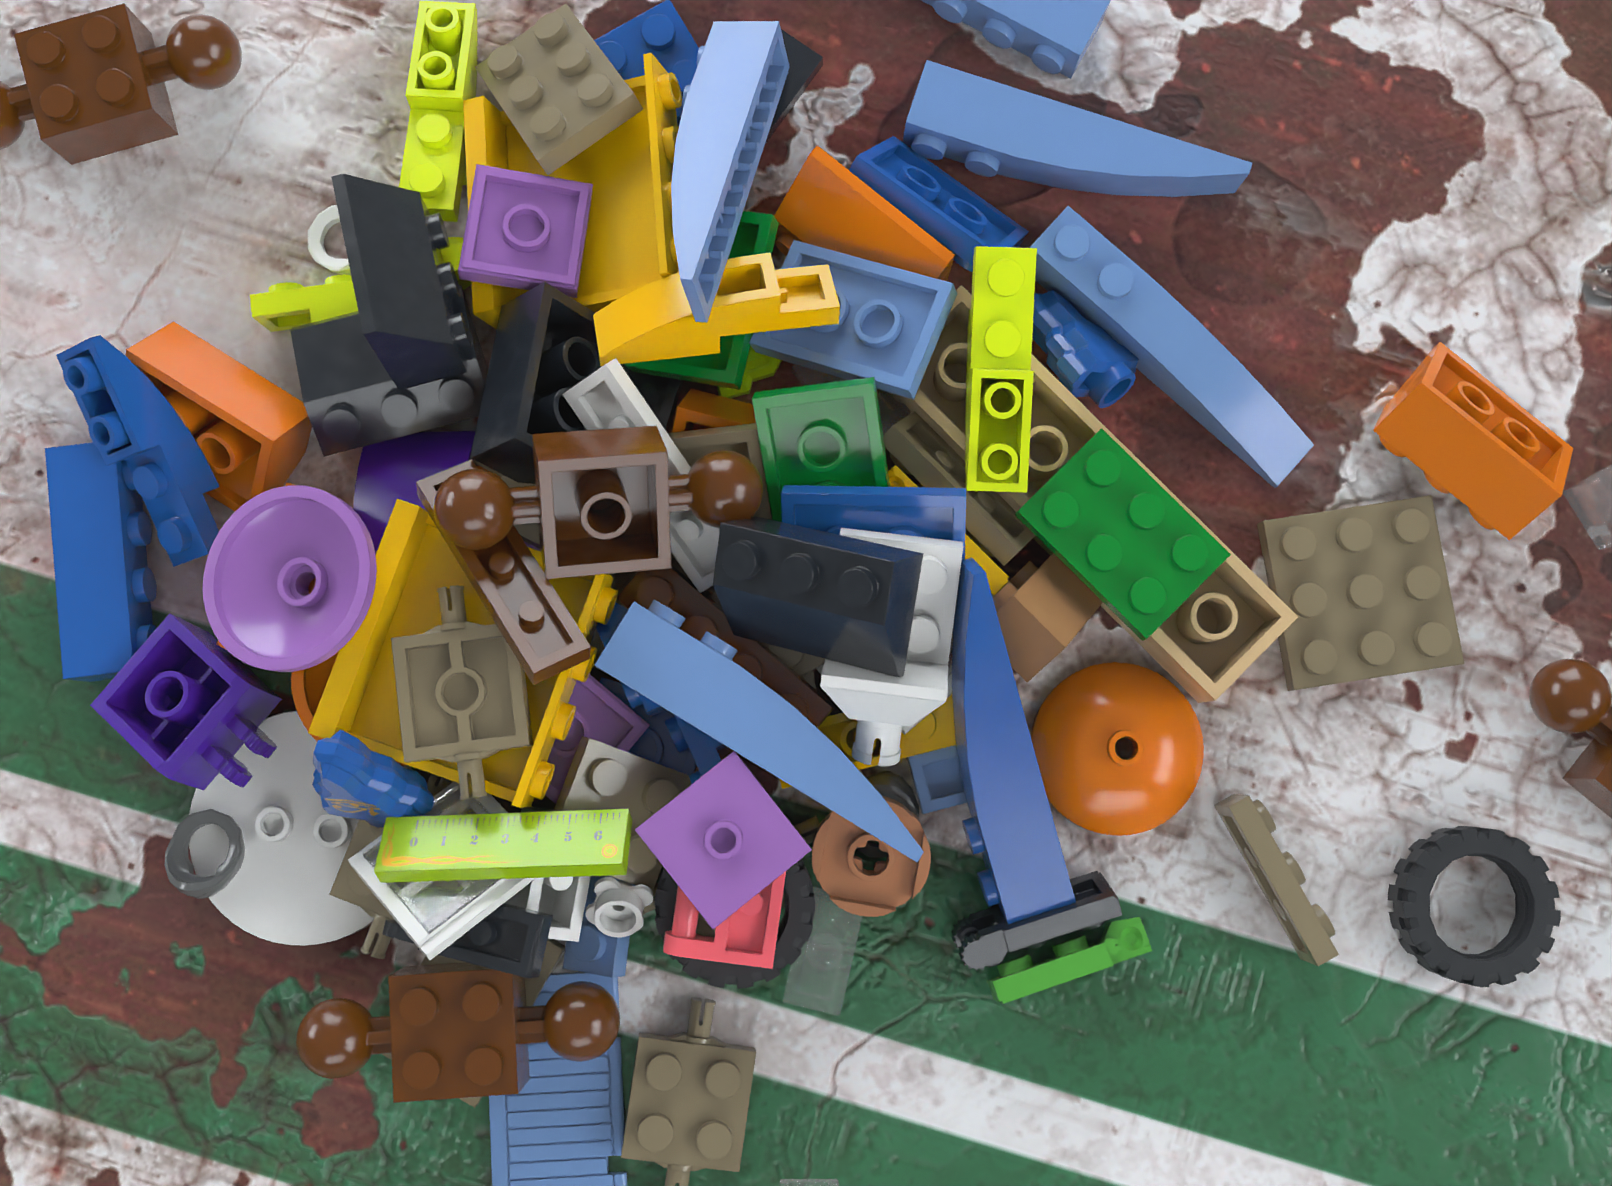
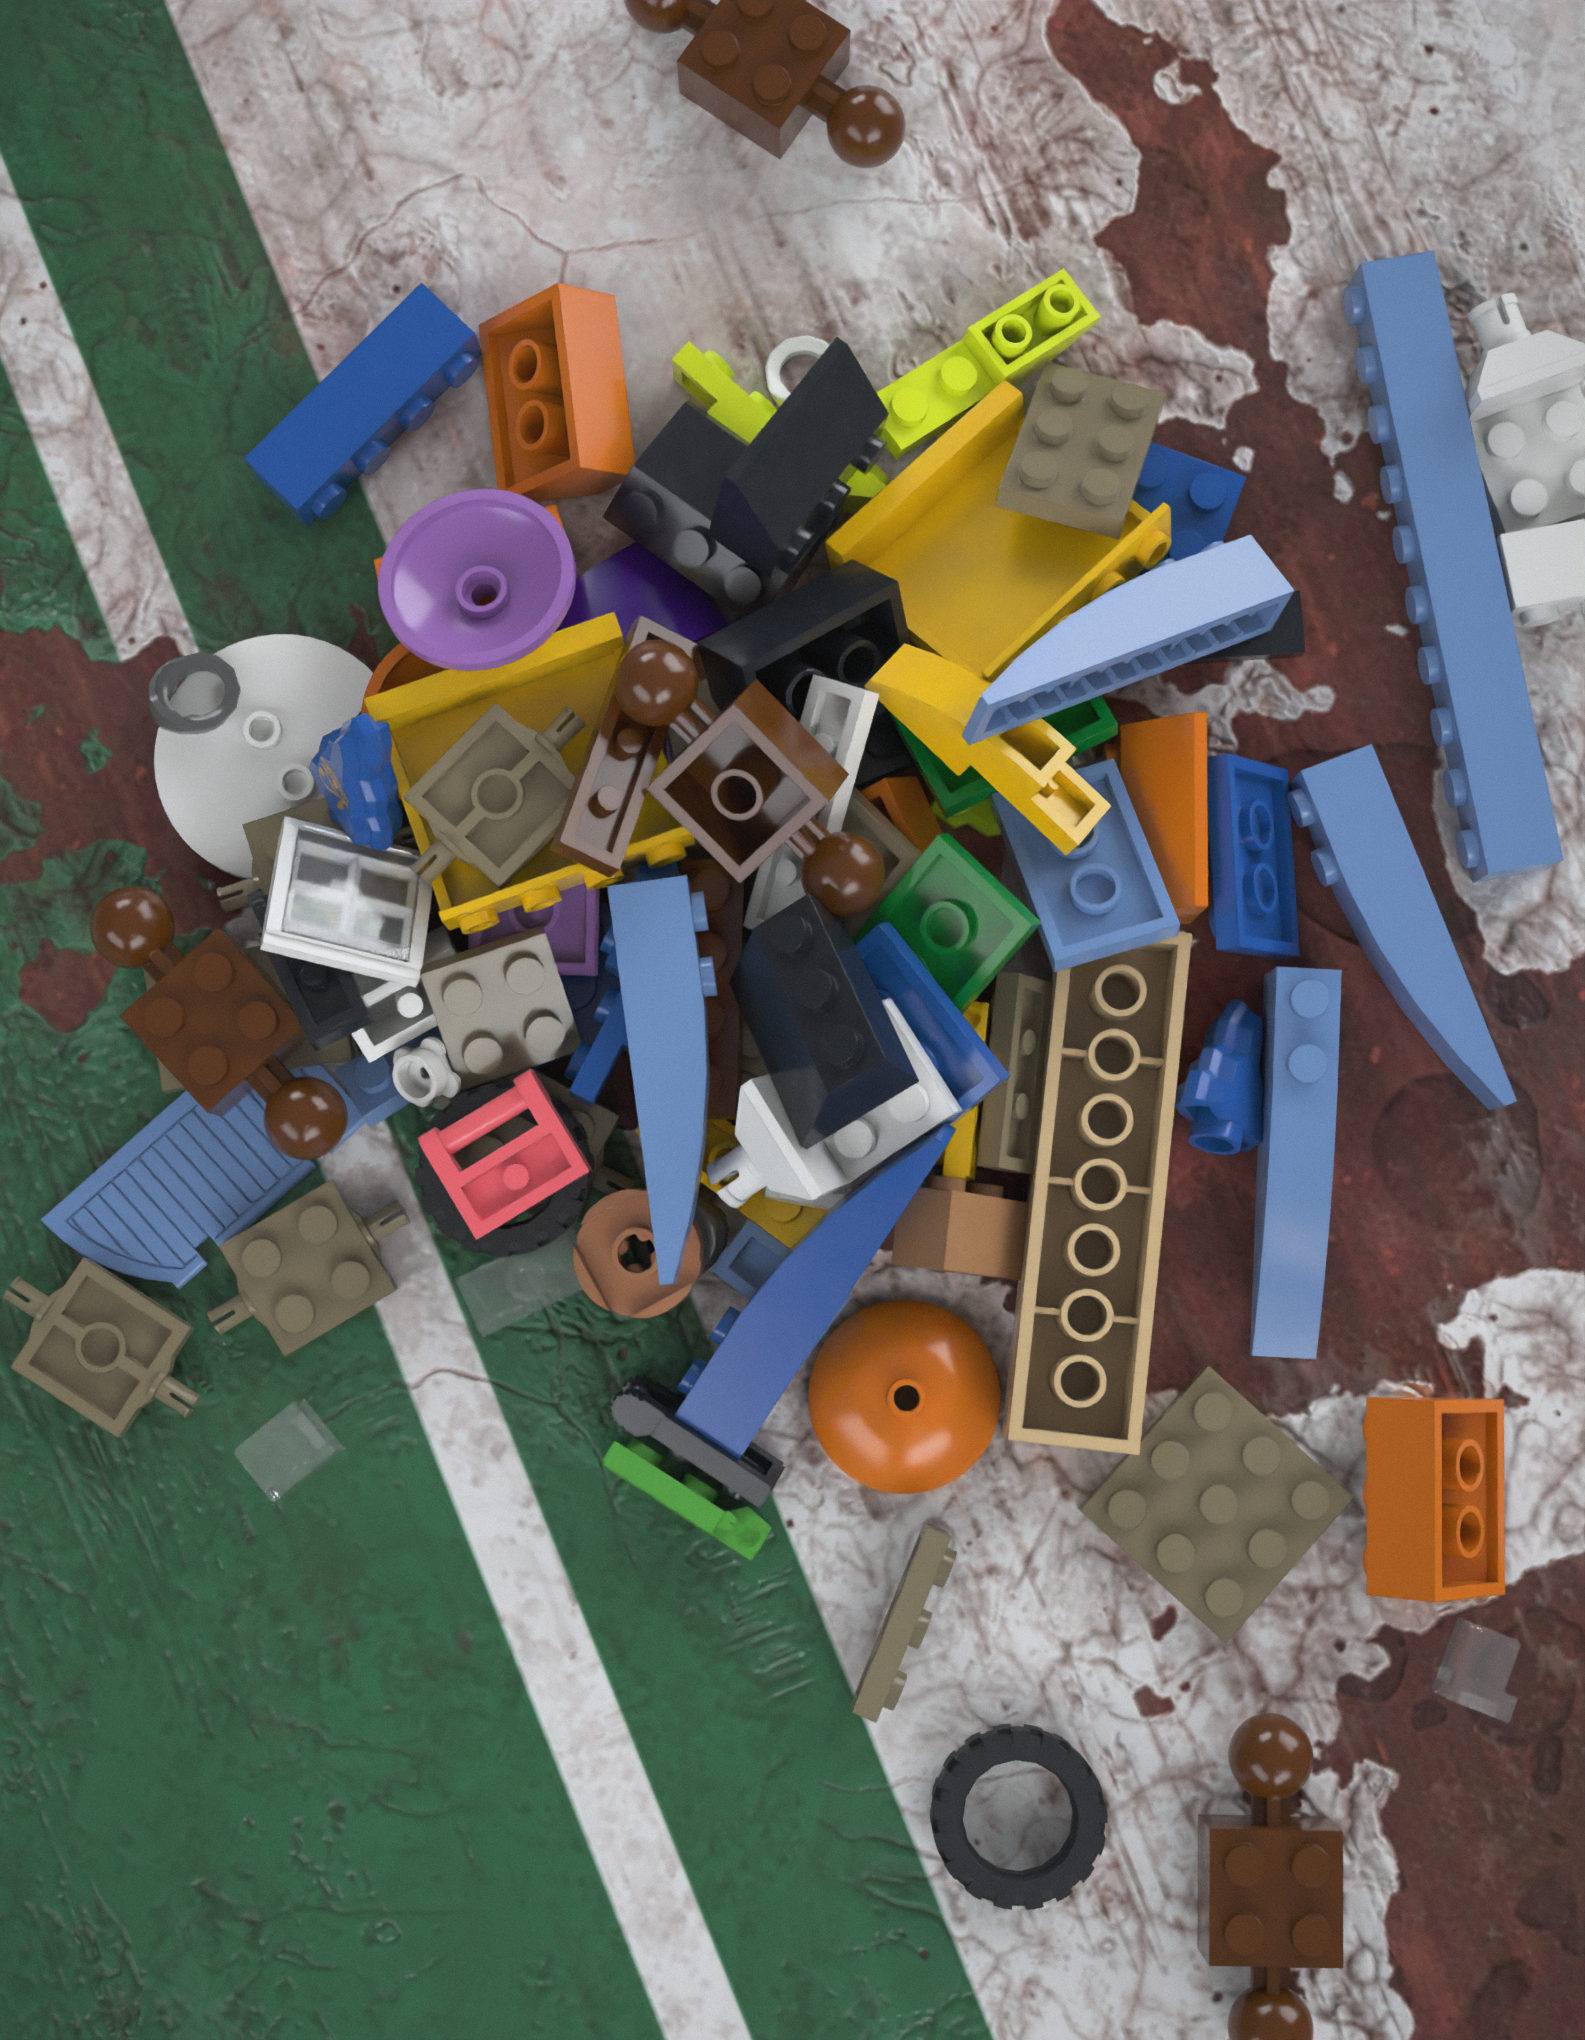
camera: 50 degrees right, 0 degrees up
(139, 425) = (502, 348): blue slope -> none
(189, 706) = (305, 580): dark purple hinge -> none
(504, 846) = (401, 935): lime tile -> none
(525, 230) = (932, 527): medium lavender plate -> none
(723, 840) = (550, 1110): medium lavender plate -> none
(999, 369) = (1138, 1024): neon yellow slope -> none
(1122, 535) = (1085, 1244): green plate -> none

